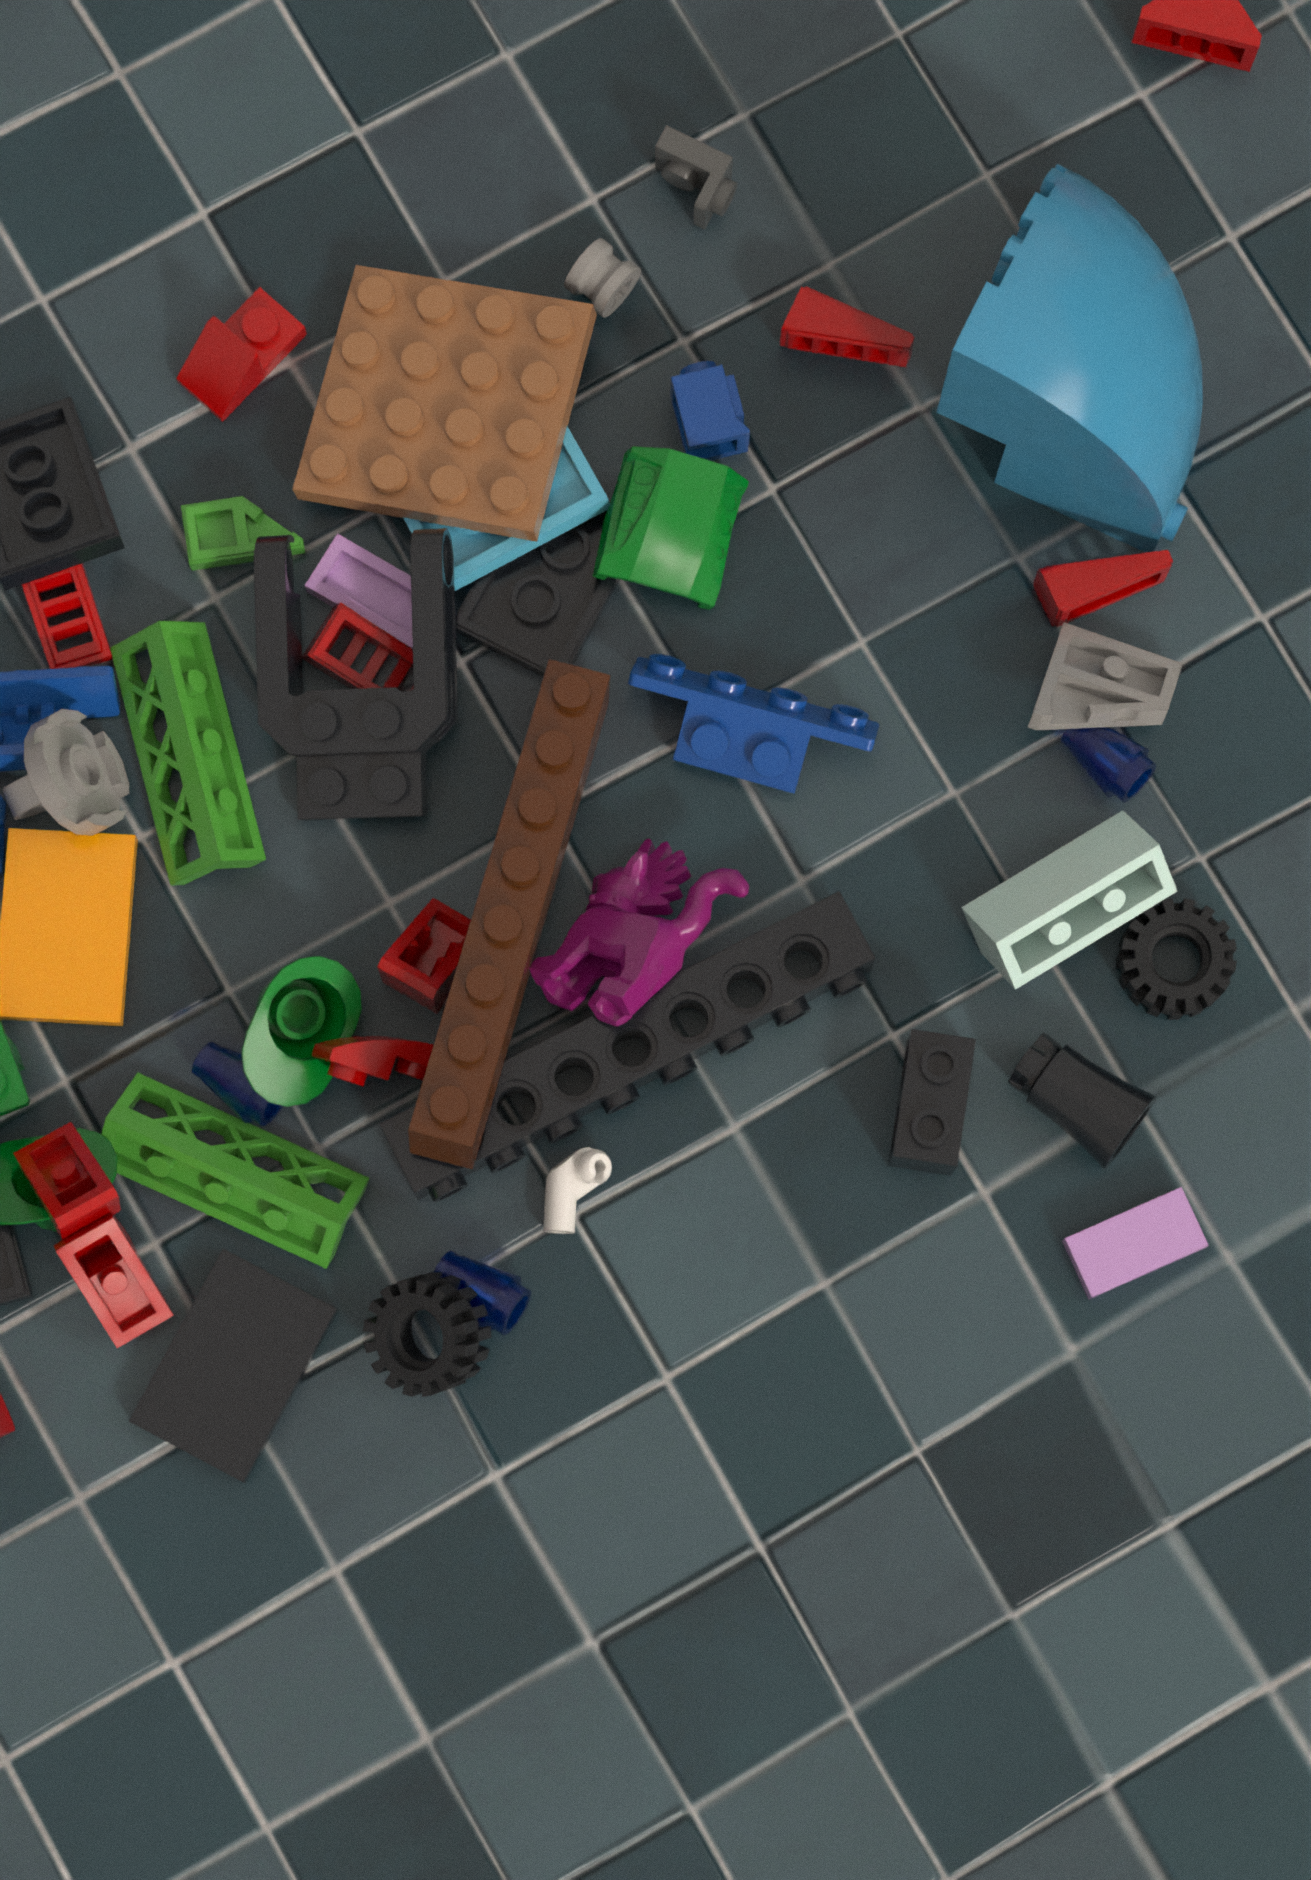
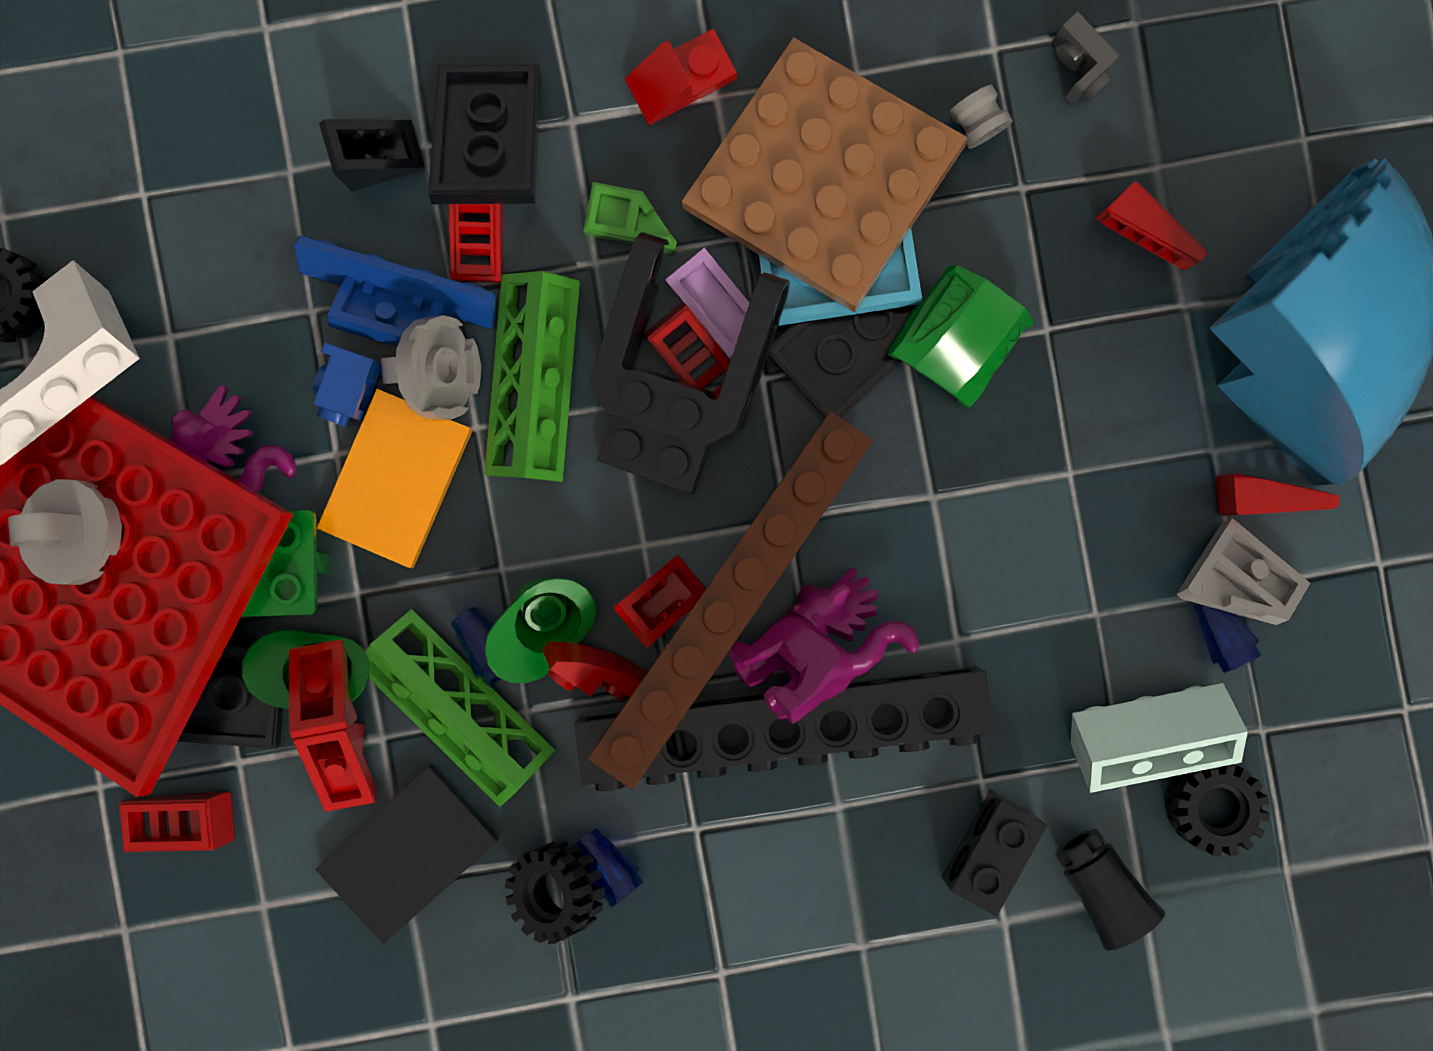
camera: 30 degrees right, 10 degrees up
(568, 1183) = (700, 808): white arm -> none
(708, 411) = (1022, 254): blue window -> none
(748, 729) = (961, 512): blue bracket -> none
(1135, 1243) = (1103, 1004): lavender tile -> none

